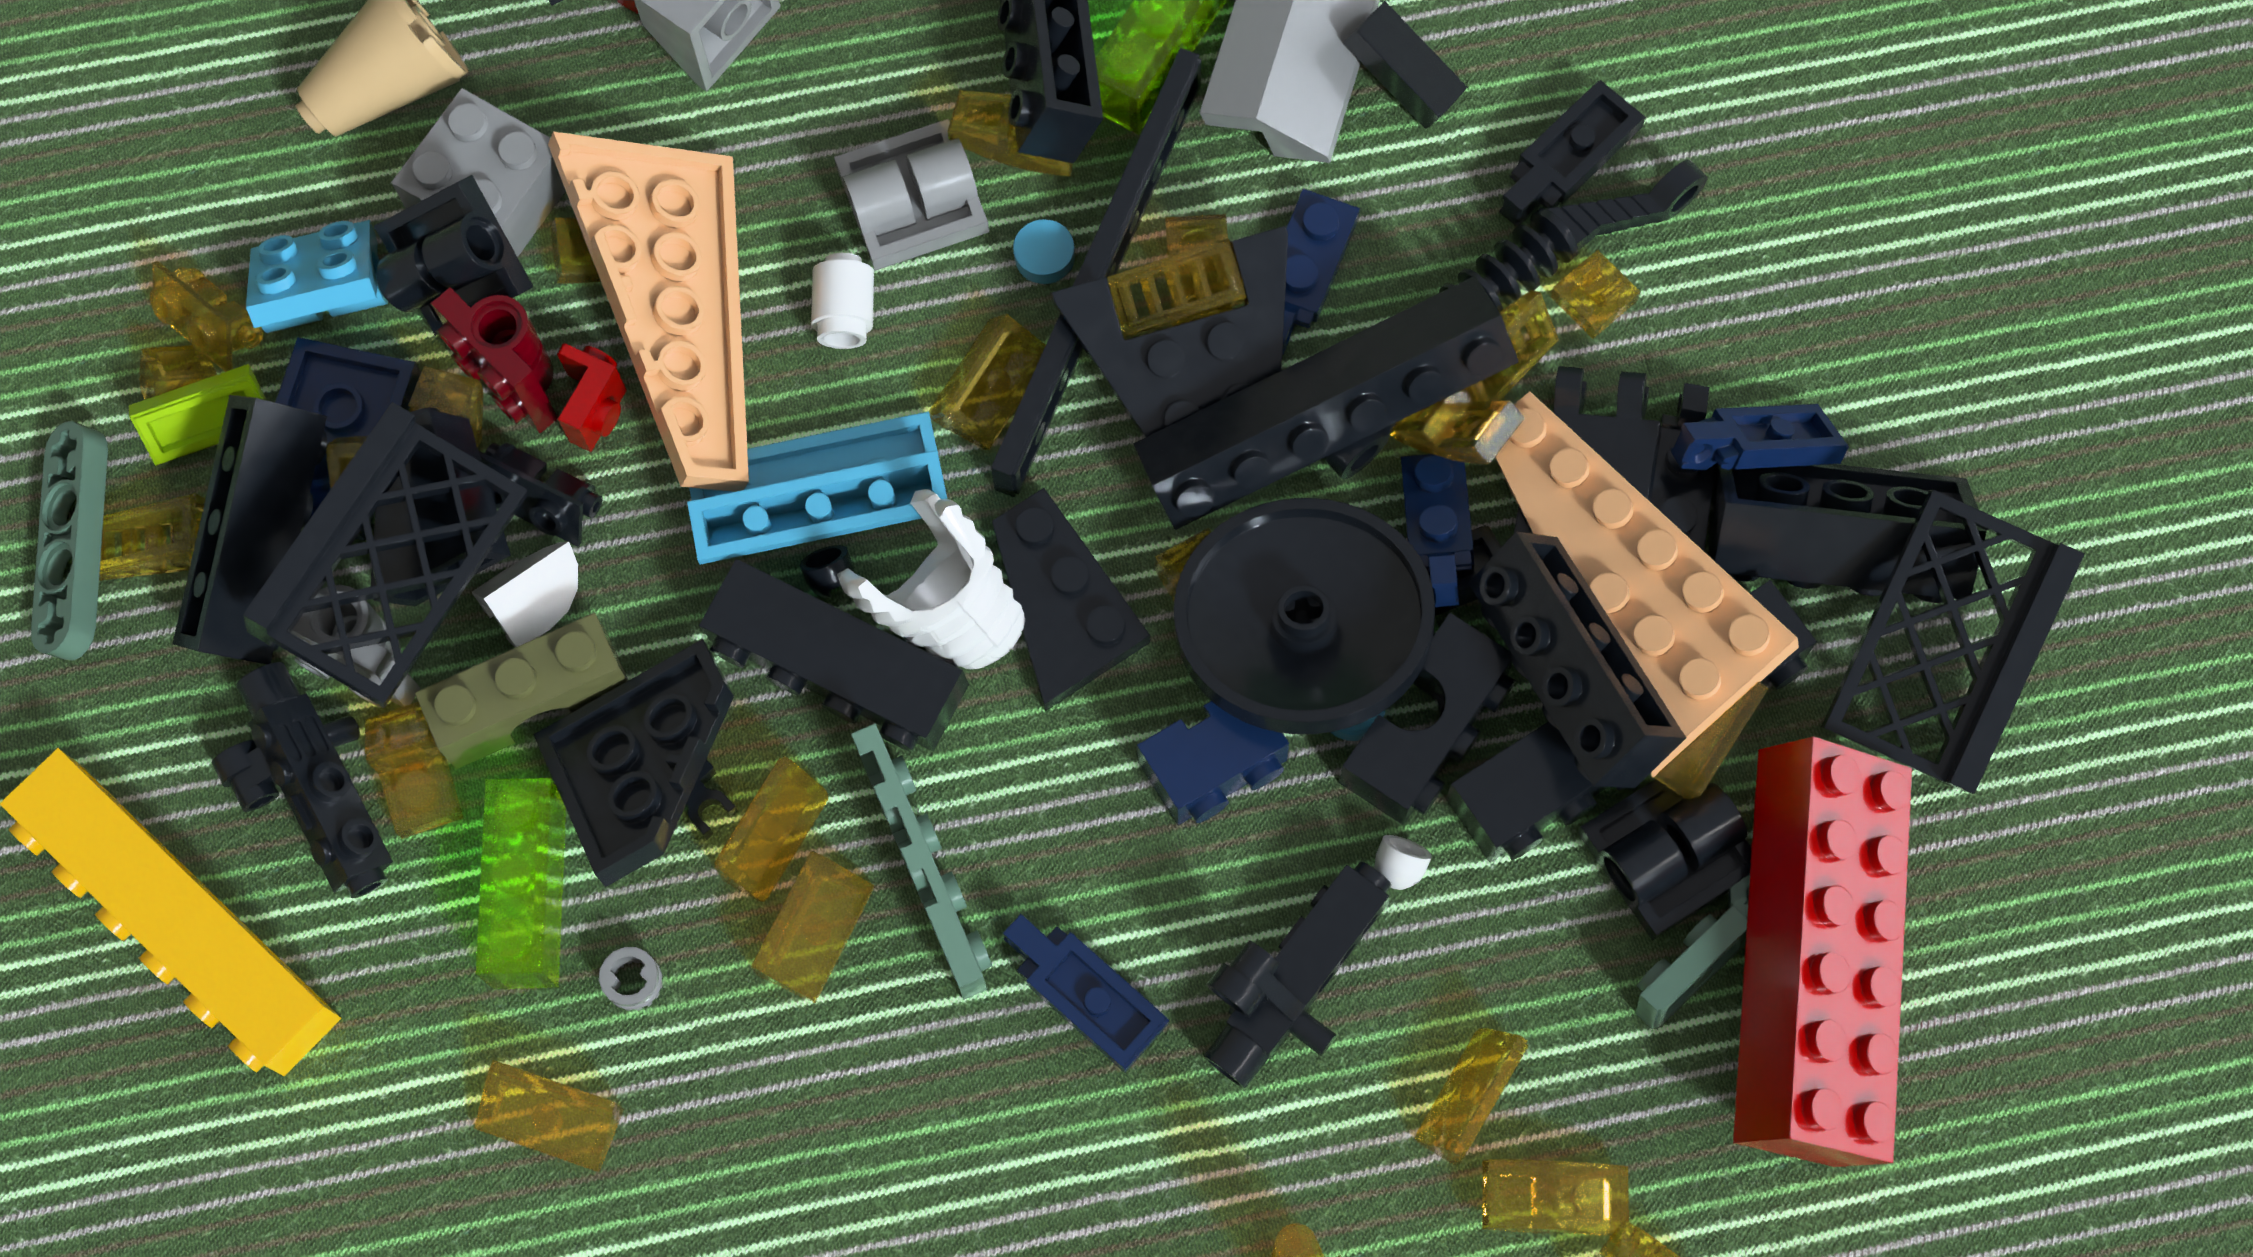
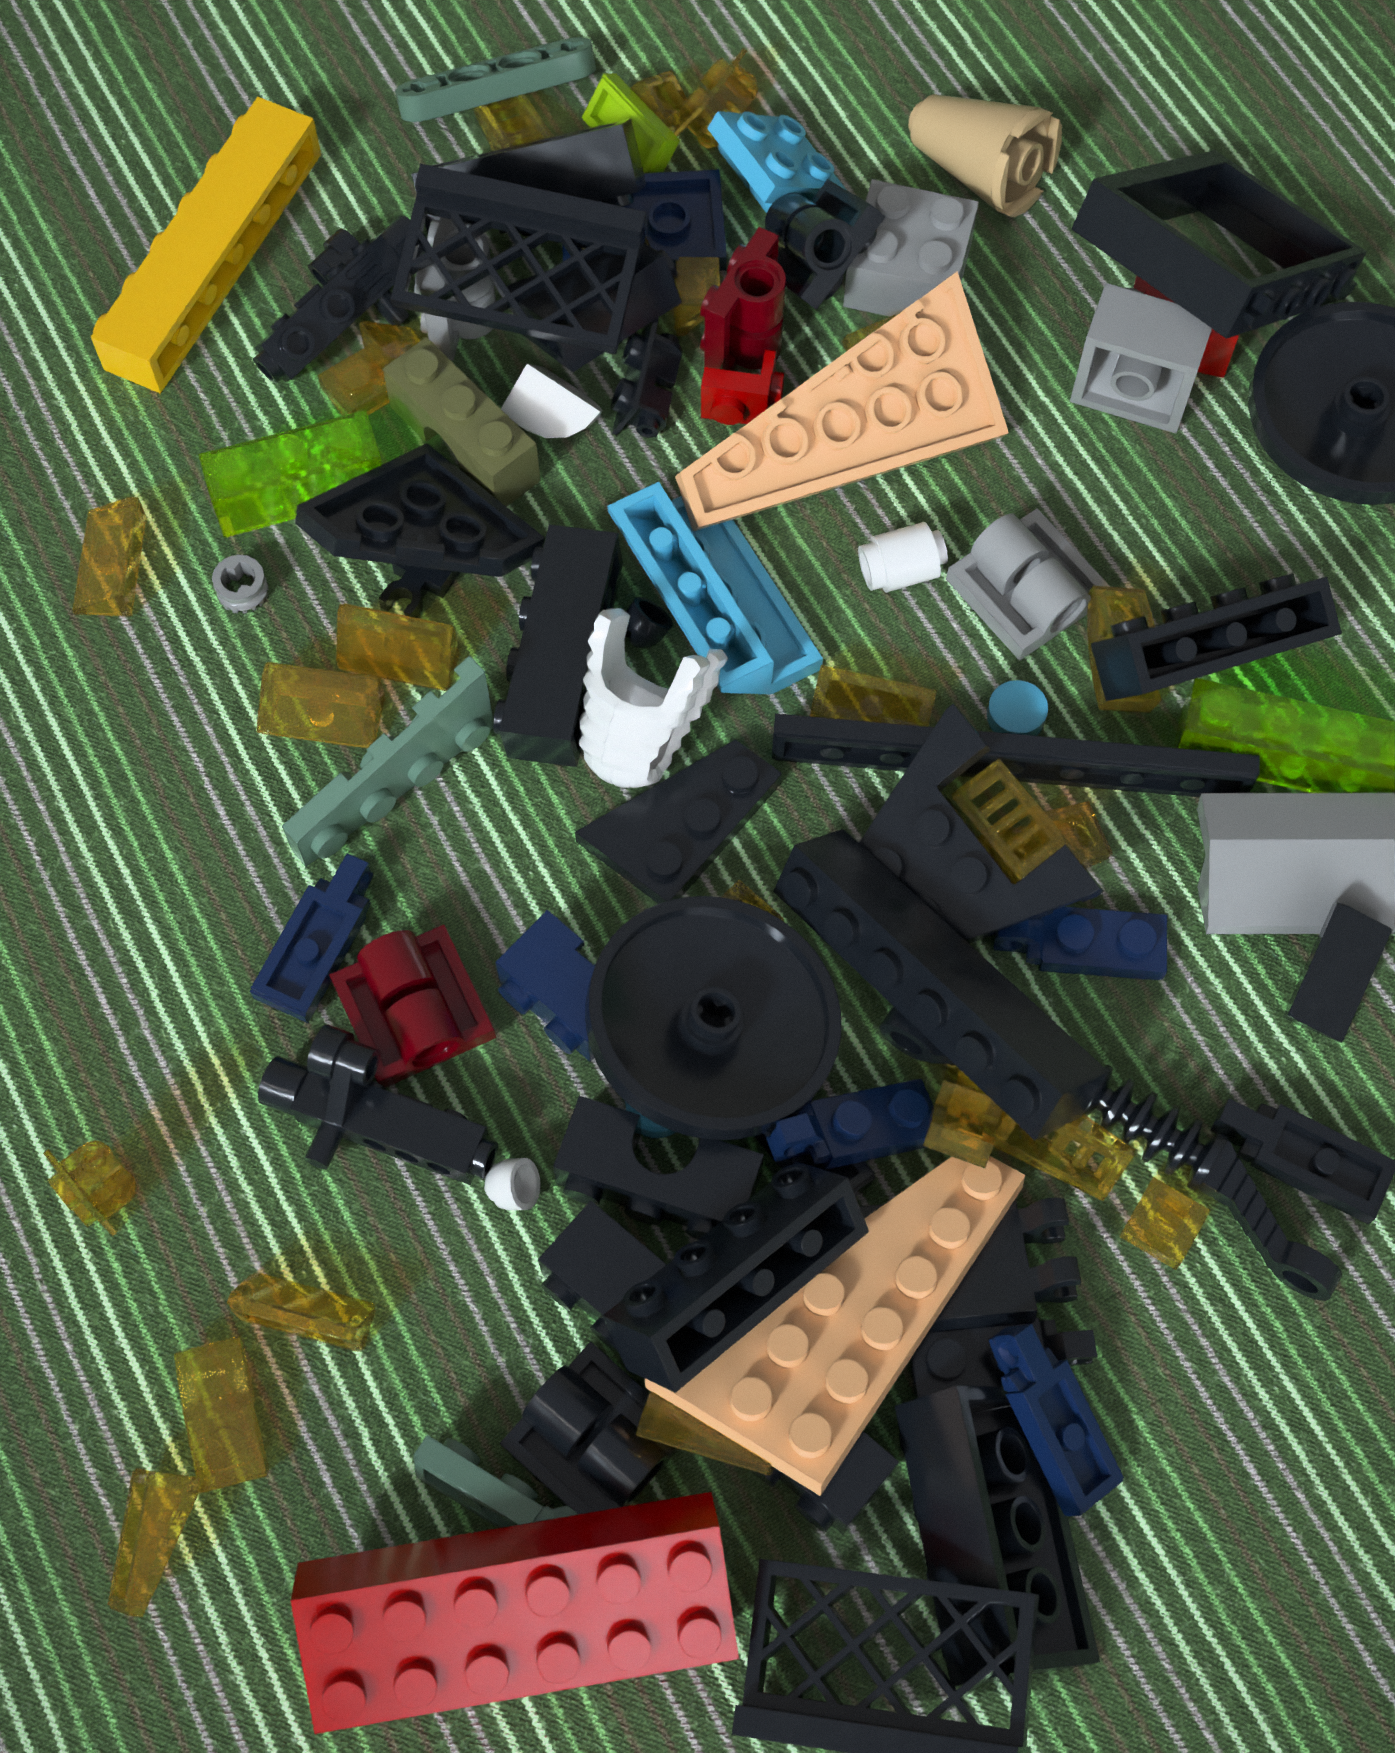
camera: 70 degrees right, 5 degrees down
(1184, 909) = (412, 1002): none -> dark red plate

